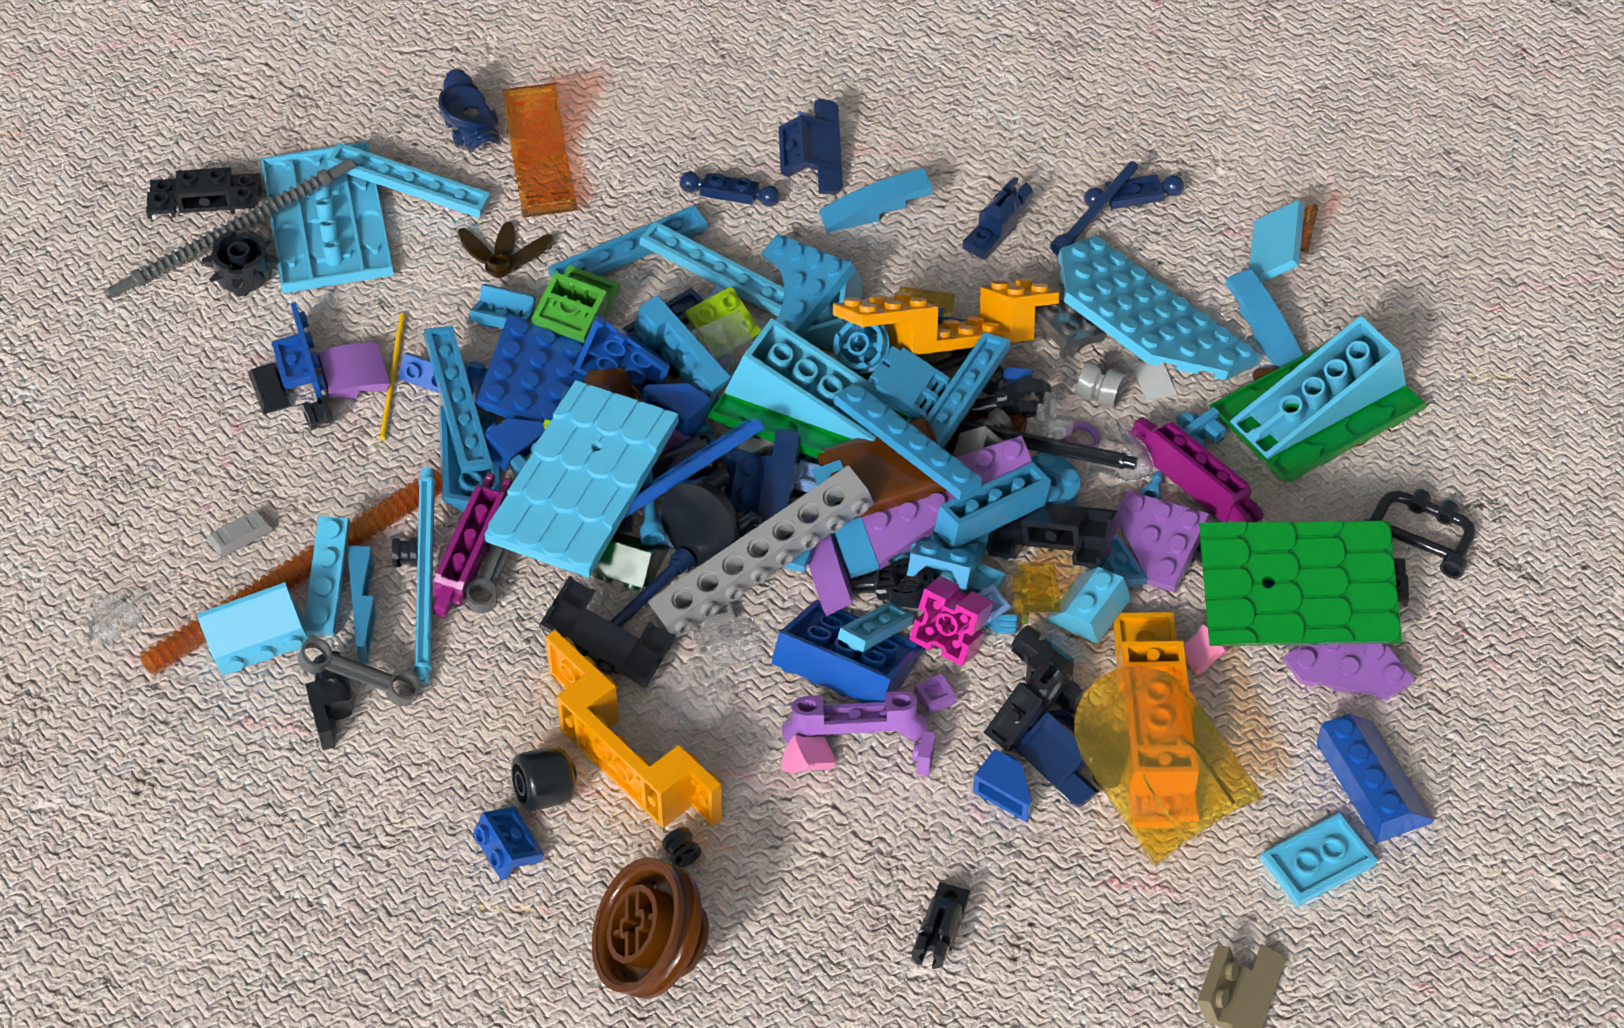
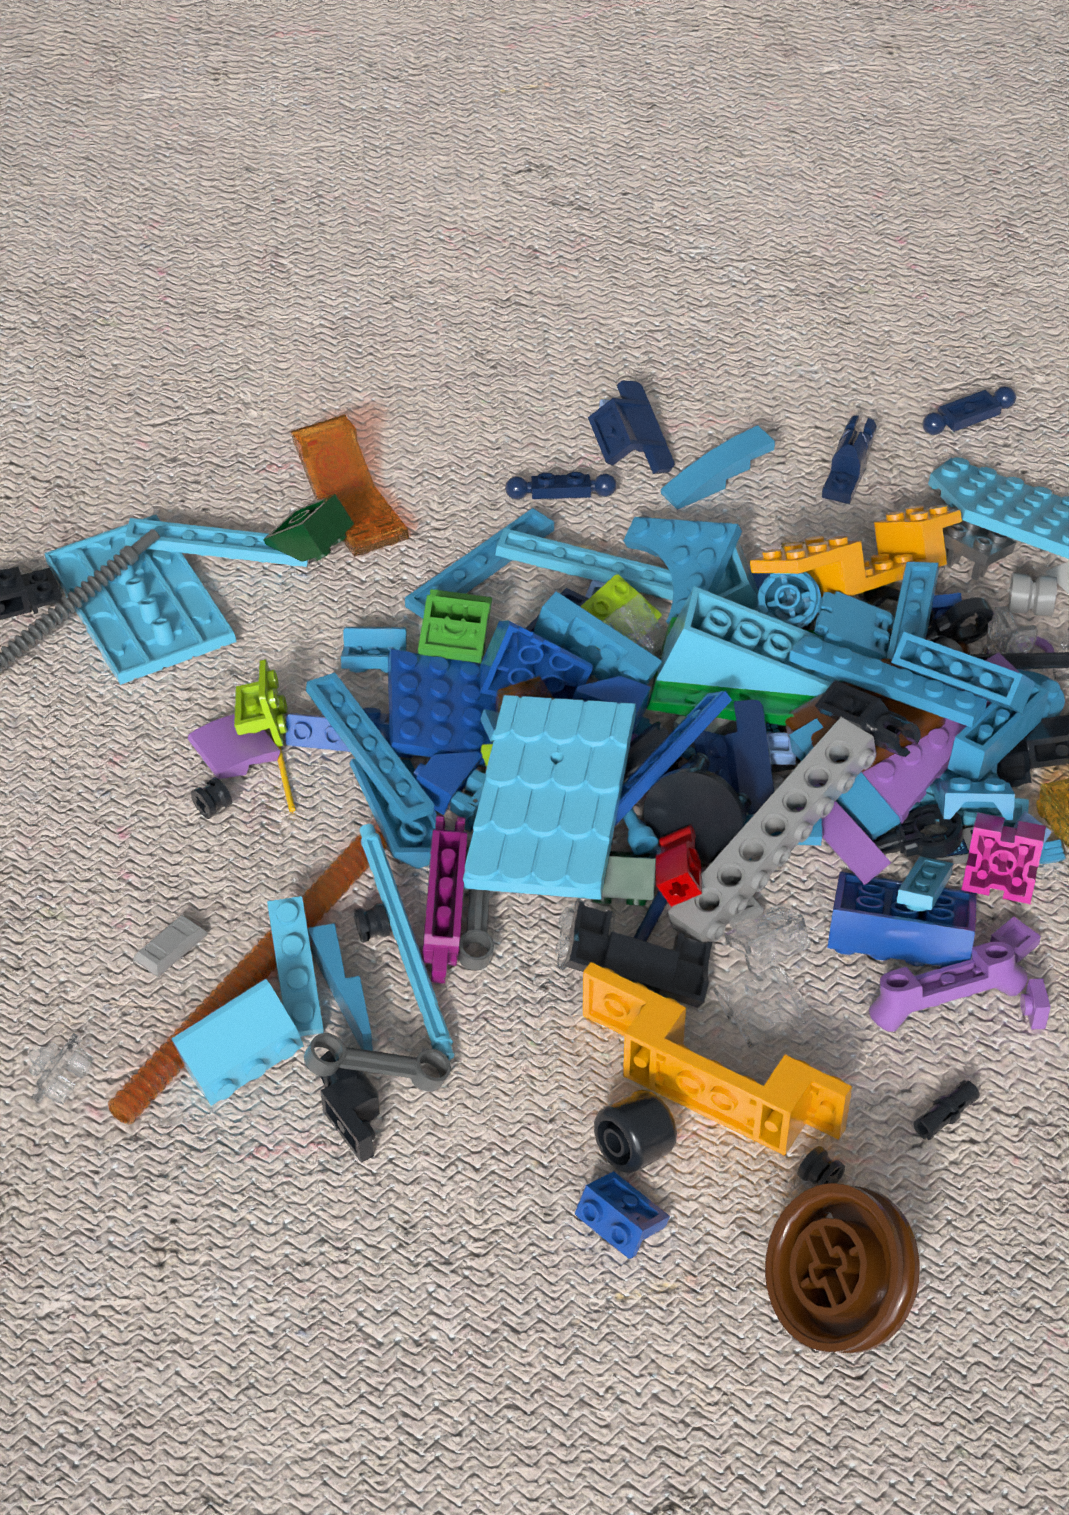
camera: 15 degrees left, 5 degrees down
(240, 262) = (64, 659): black brick -> none
(269, 388) = (143, 785): black tile -> none
(294, 357) = (166, 746): blue bracket -> none
(385, 341) = (260, 706): none -> lime bracket
(458, 96) = (258, 483): dark blue piece -> none
(489, 187) = (311, 530): none -> dark green slope
(502, 260) = (347, 604): dark brown plant -> none
(668, 565) = (678, 867): none -> red piece
(807, 754) = (910, 1036): bright pink tile -> none
(808, 823) = (946, 1109): none -> black pin
(872, 470) = (869, 715): none -> black plate
(971, 449) = (963, 672): none -> dark azure brick
(1069, 238) = (923, 469): dark blue piece -> none

